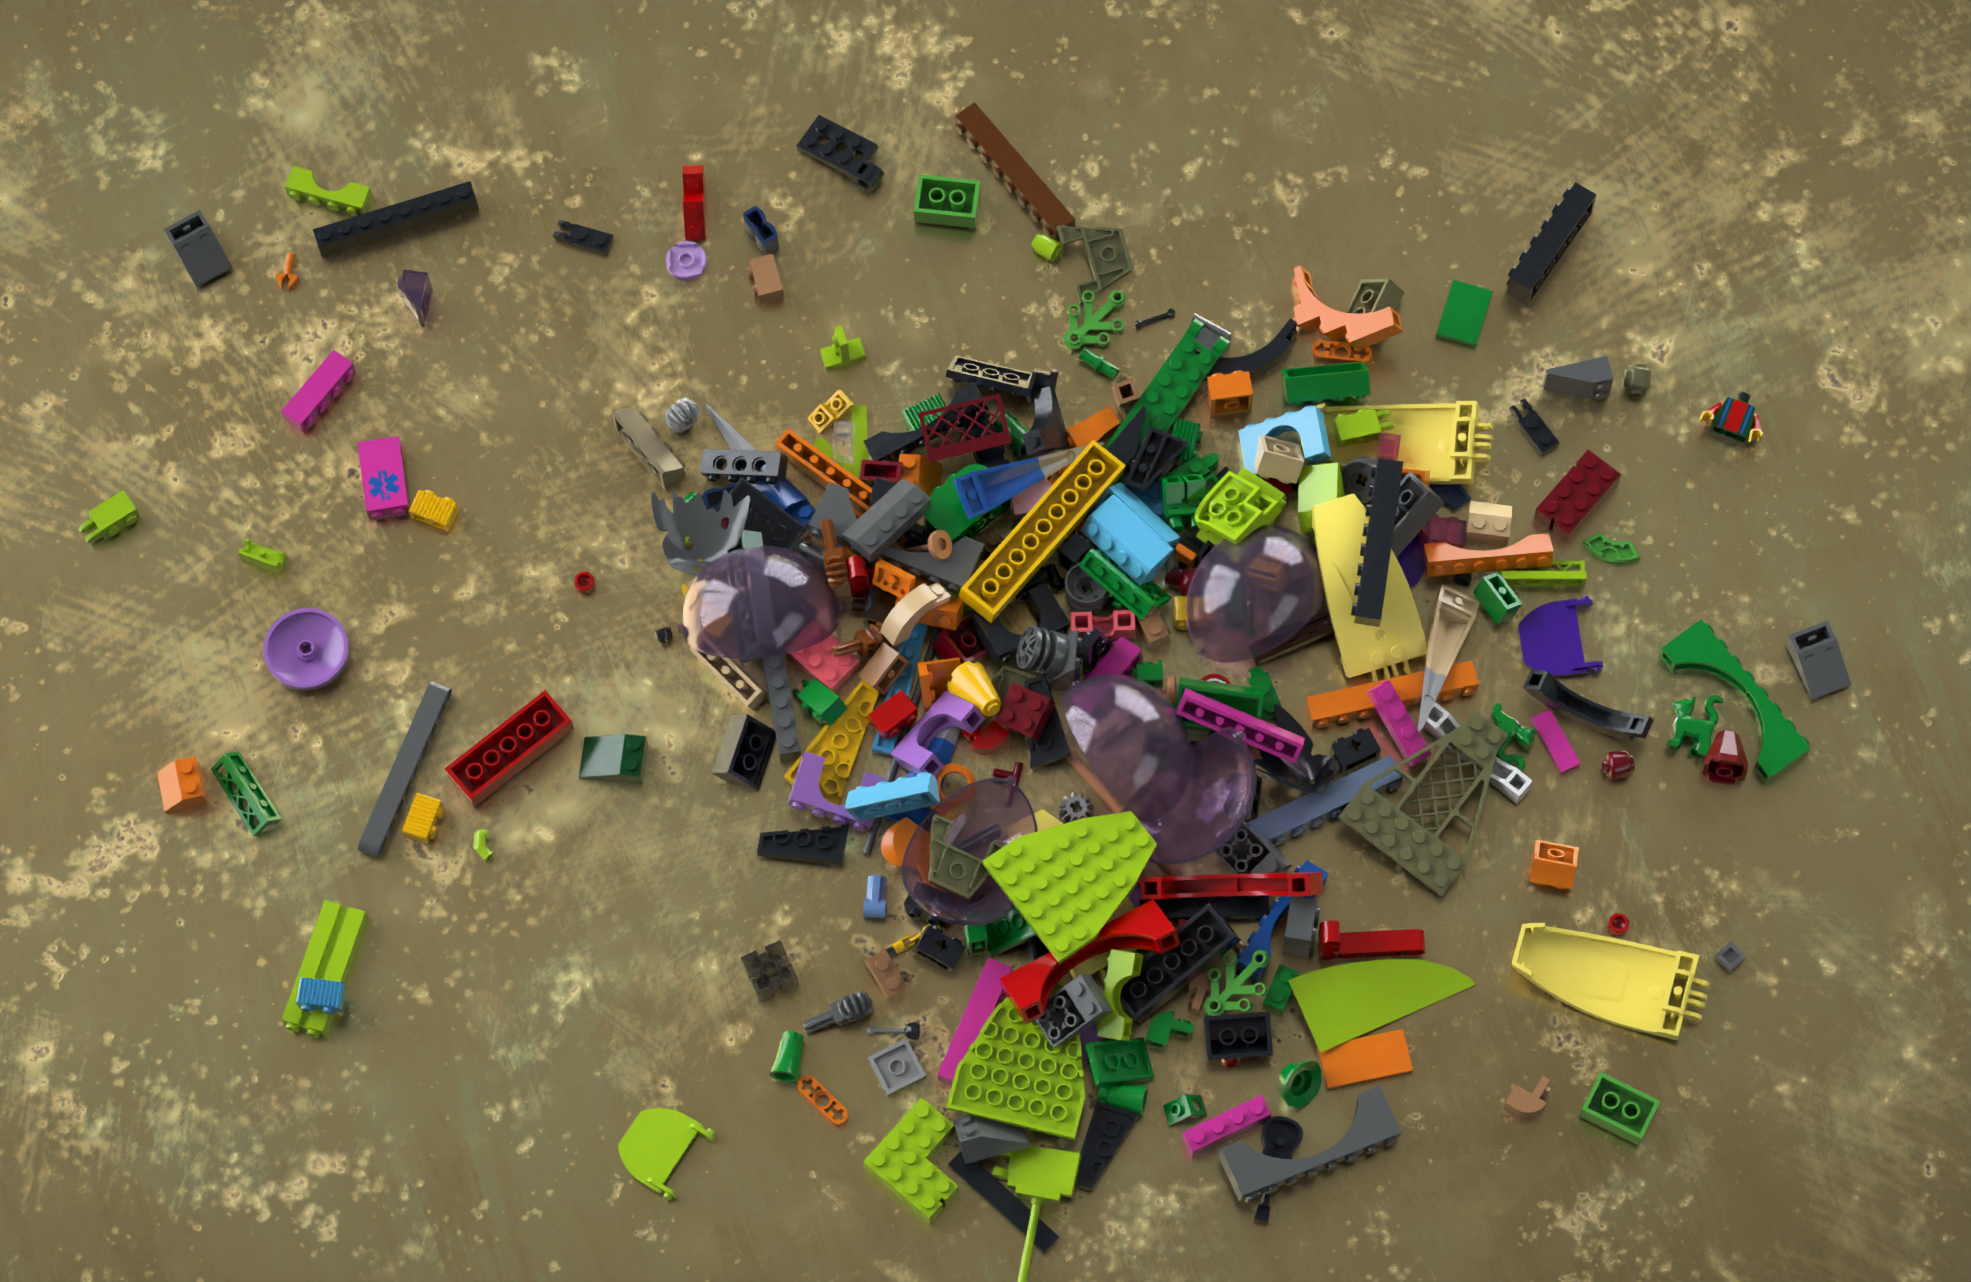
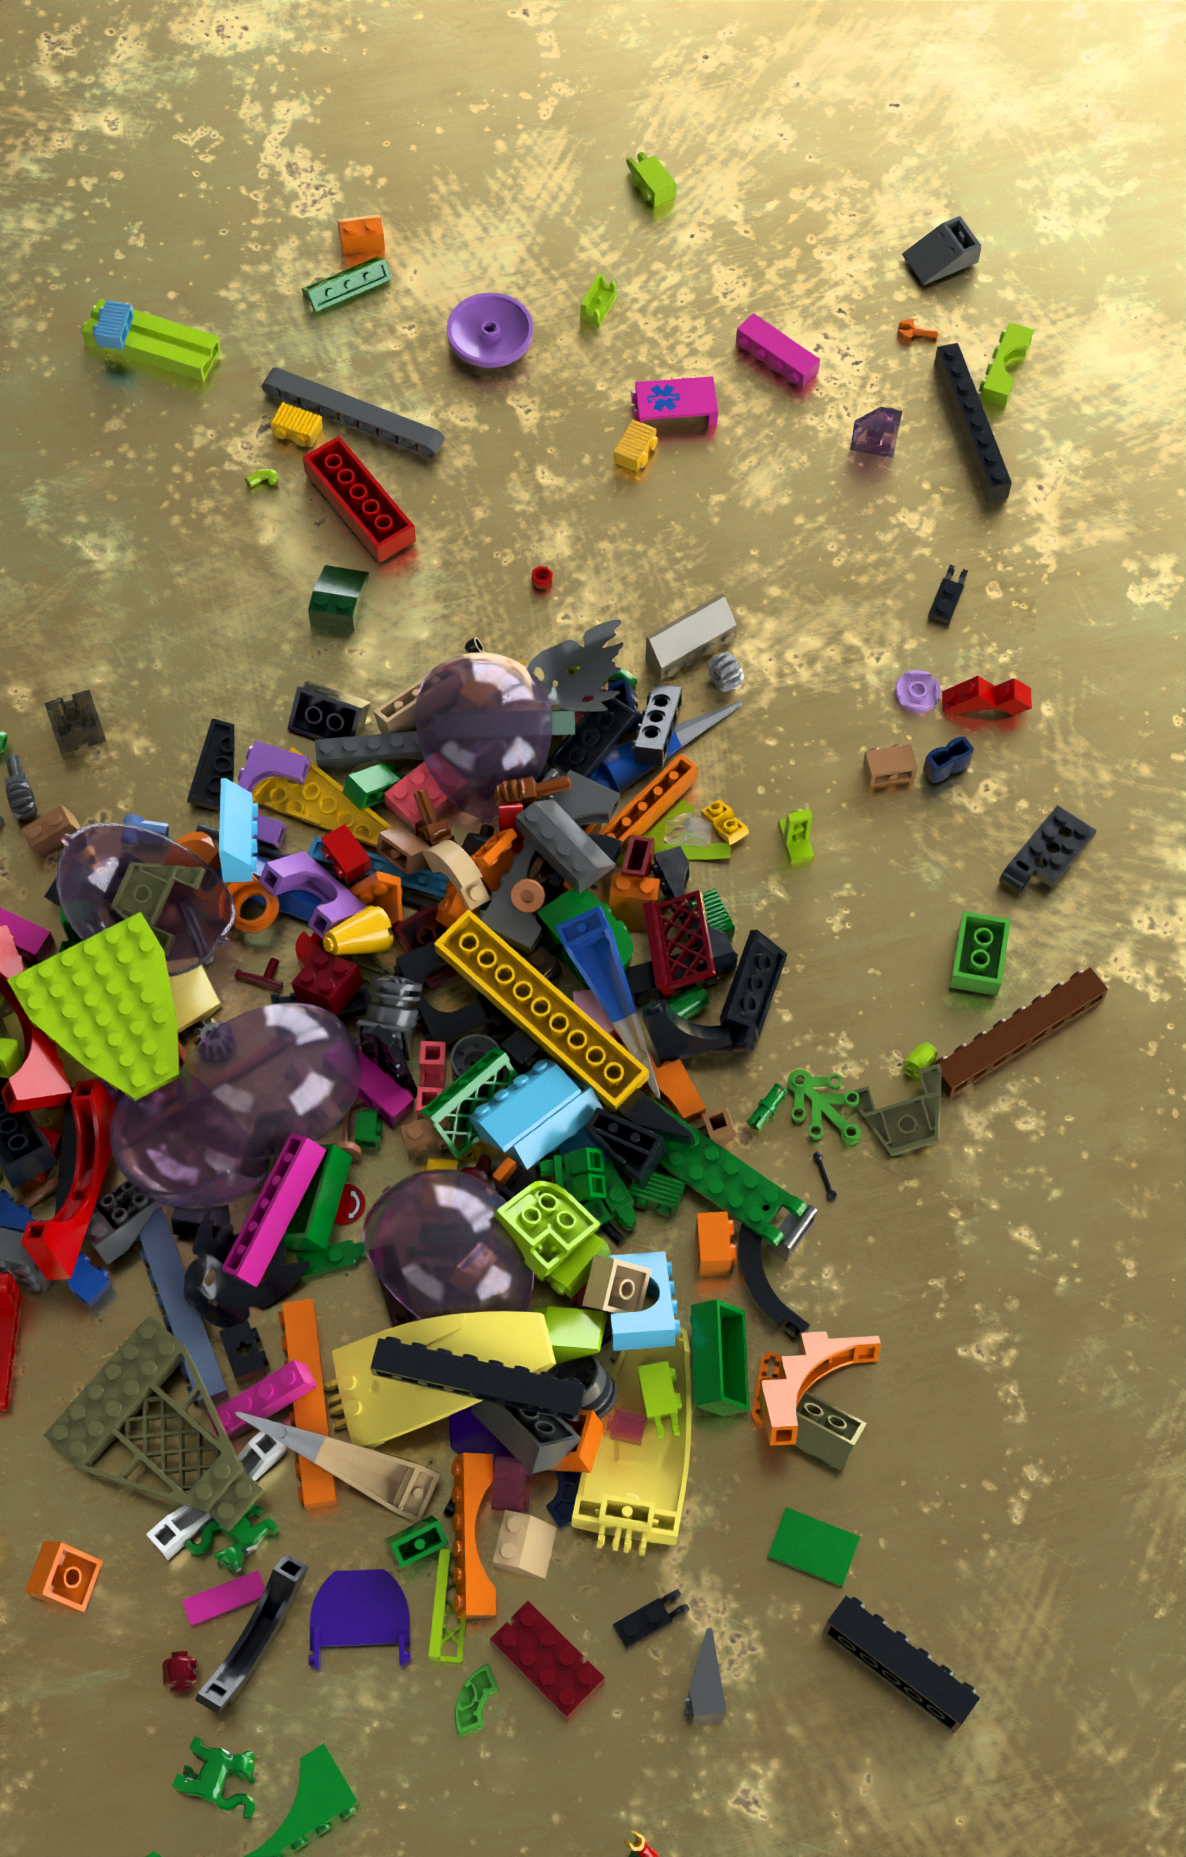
camera: 90 degrees right, 5 degrees down
(1637, 379) = (706, 1760): olive head -> none
(1726, 759) = (169, 1812): dark red cone -> none

